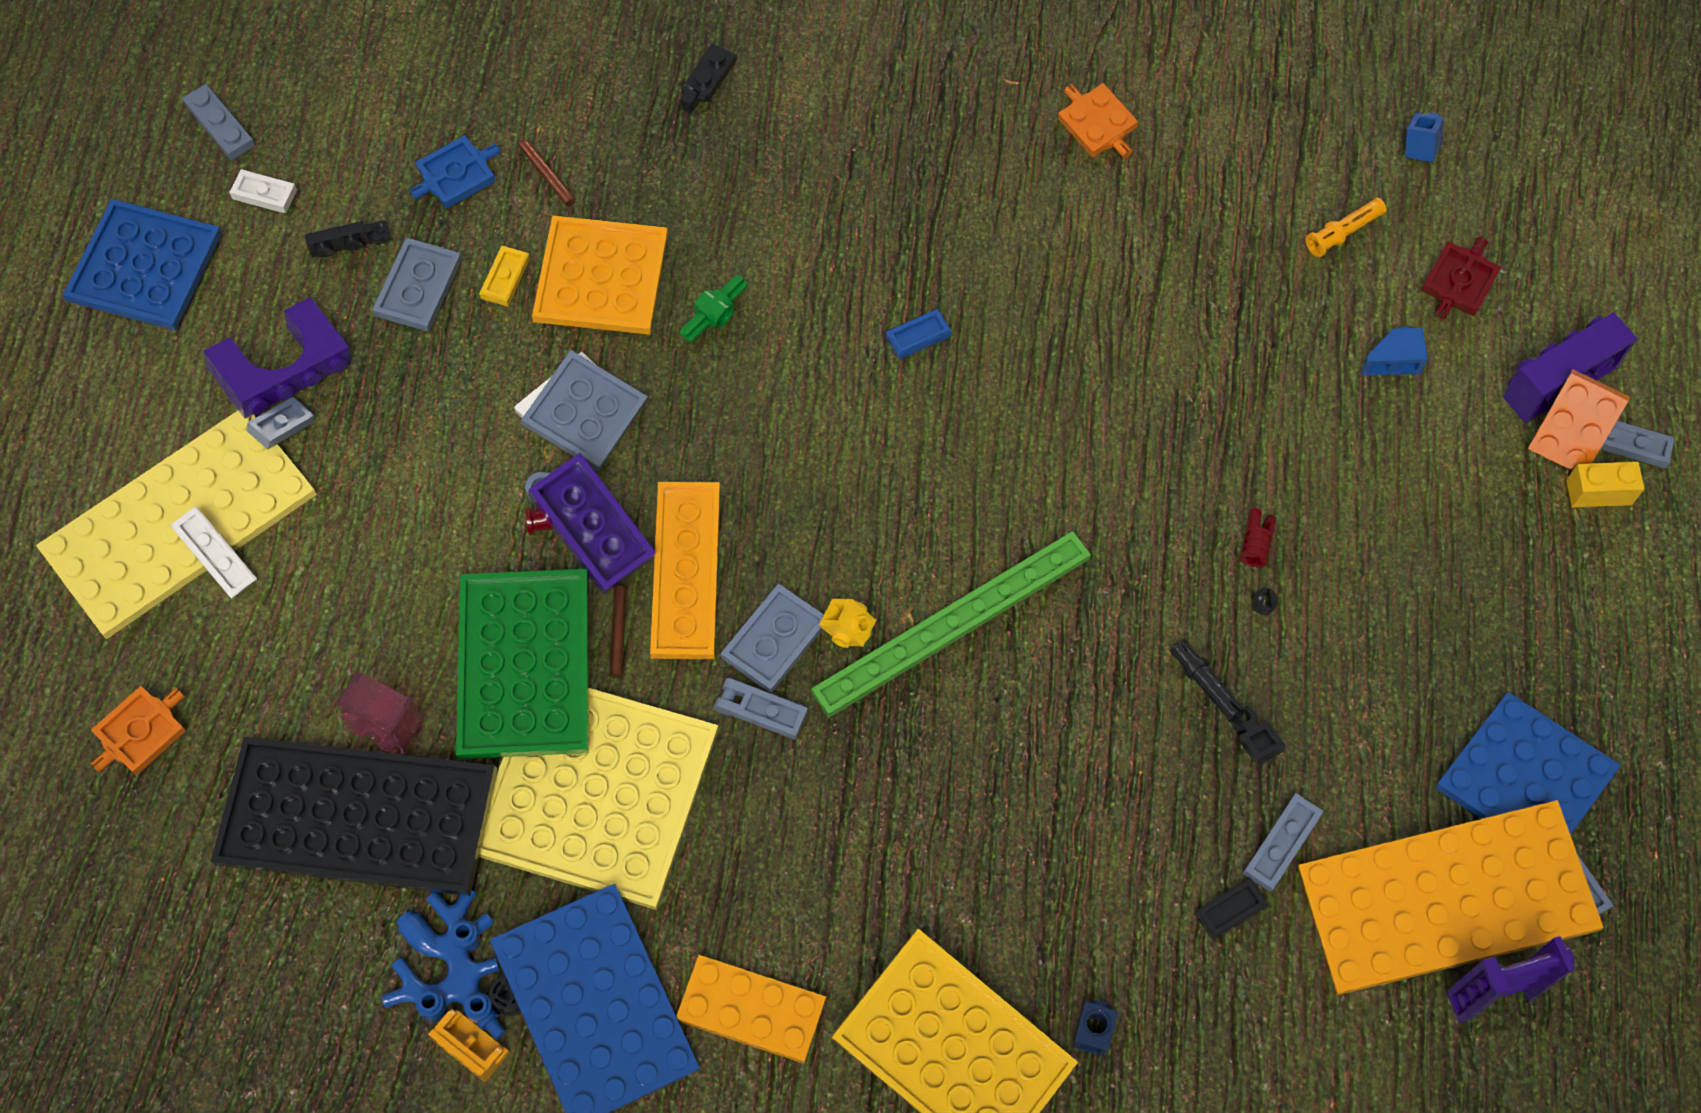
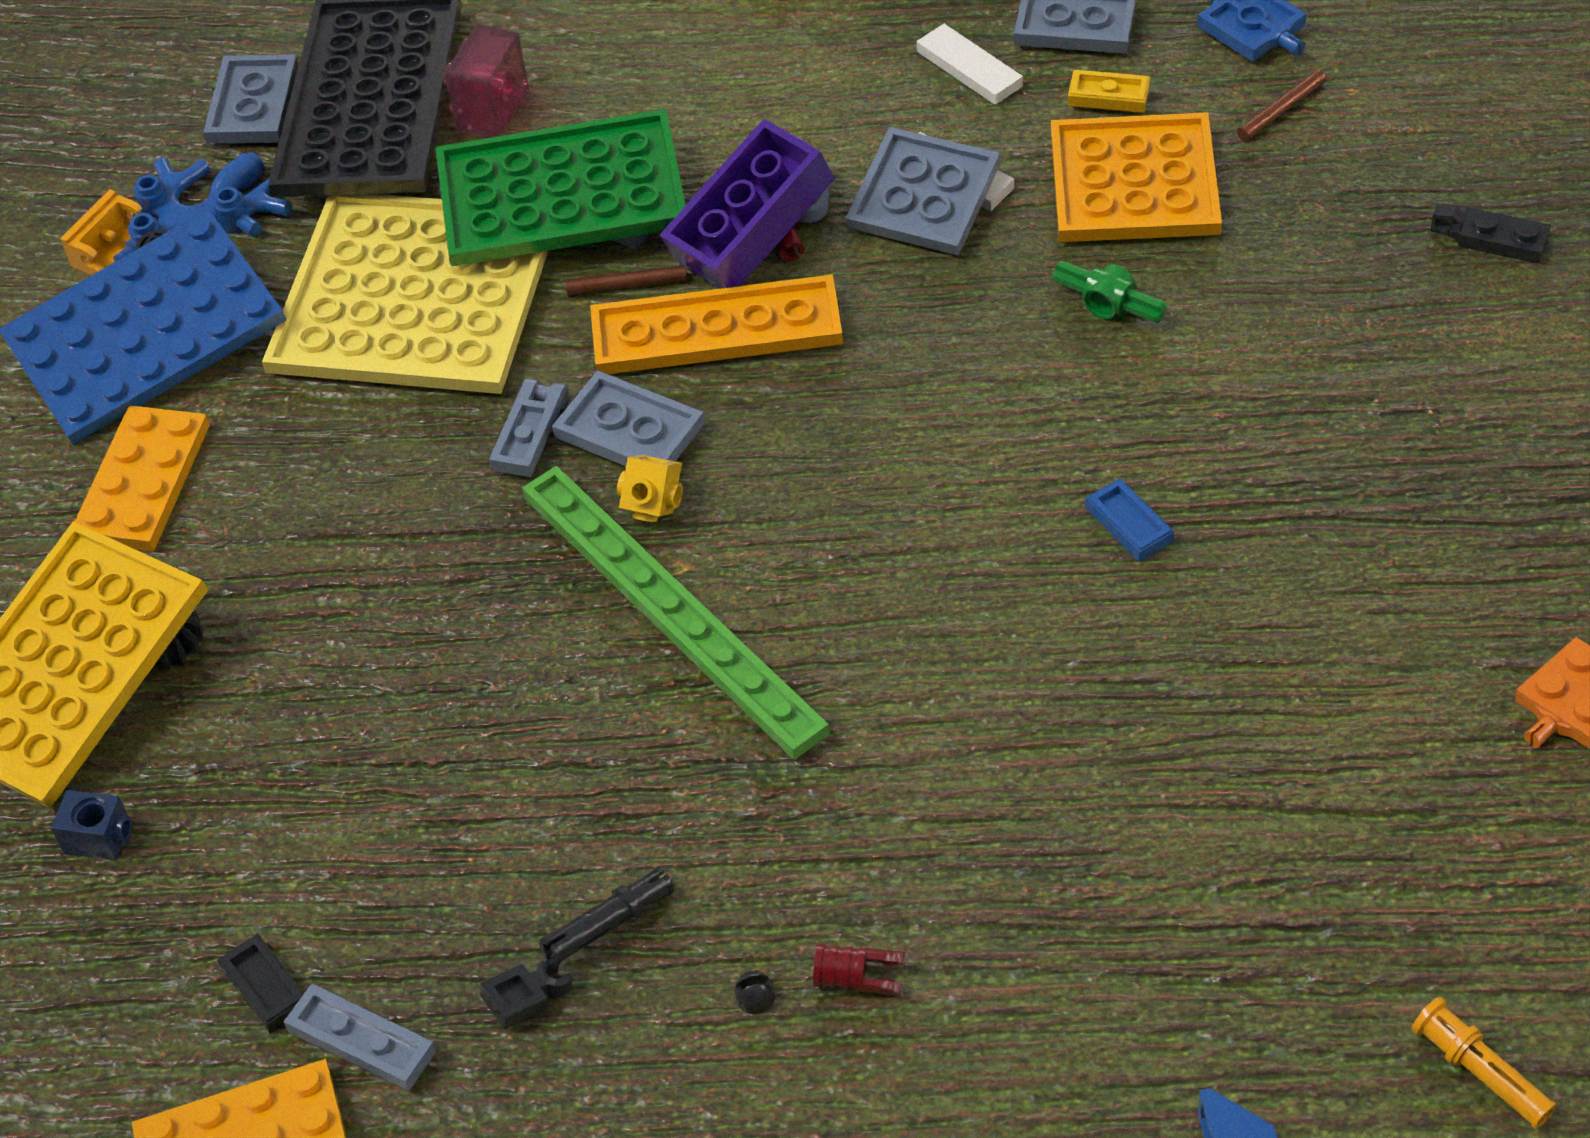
camera: 90 degrees right, 15 degrees down
(323, 921) = (251, 99): none -> sand blue plate
(442, 365) = (969, 64): none -> white tile

